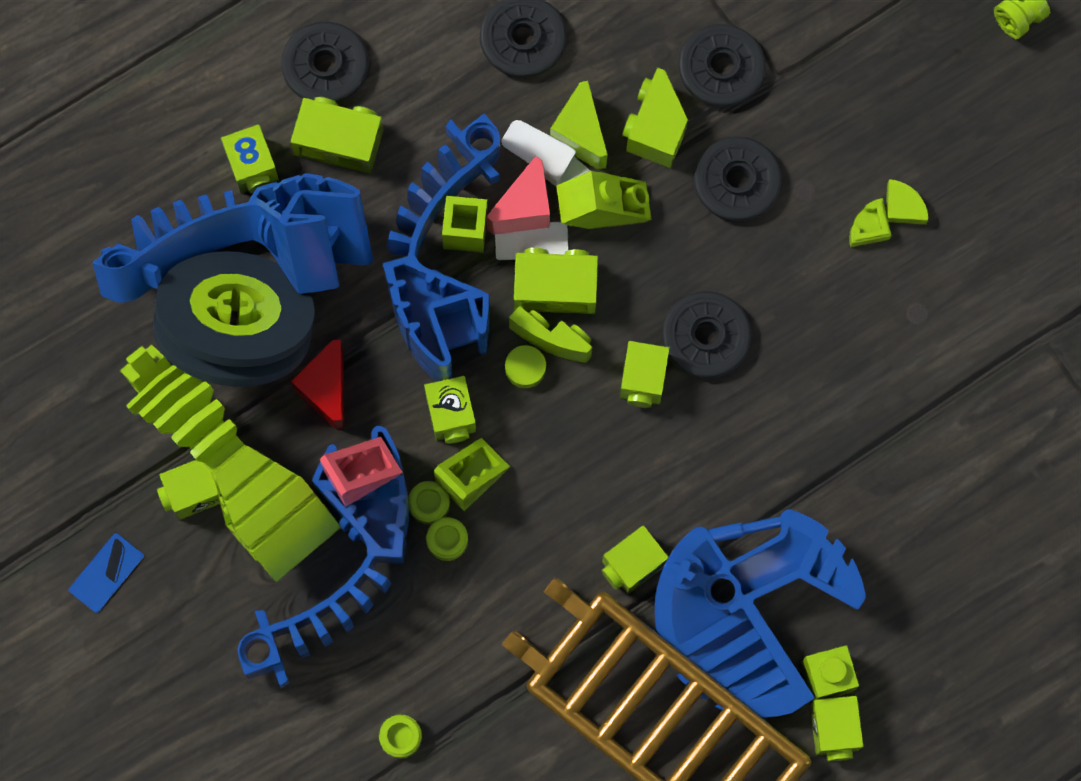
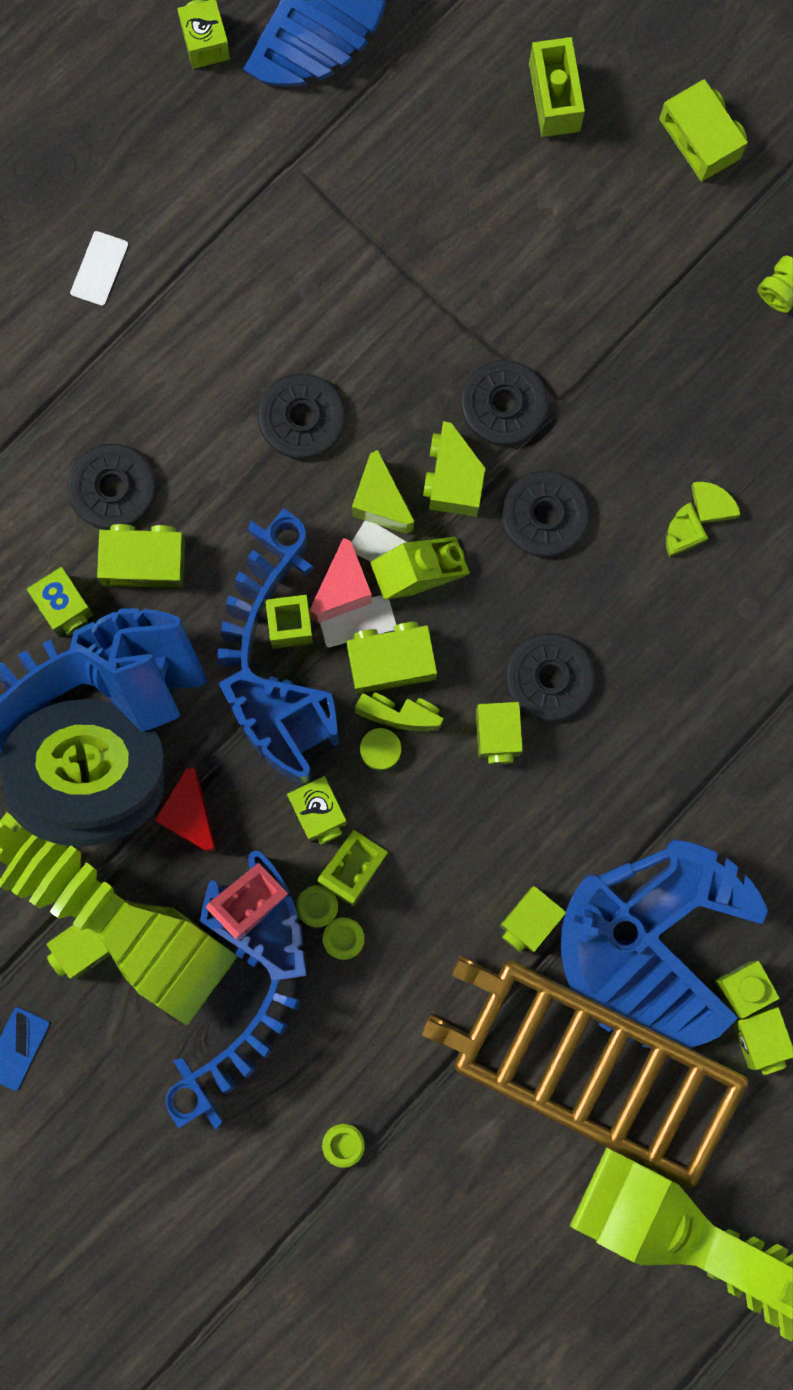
camera: 15 degrees left, 5 degrees up
(530, 142) = (338, 524): white sticker -> none

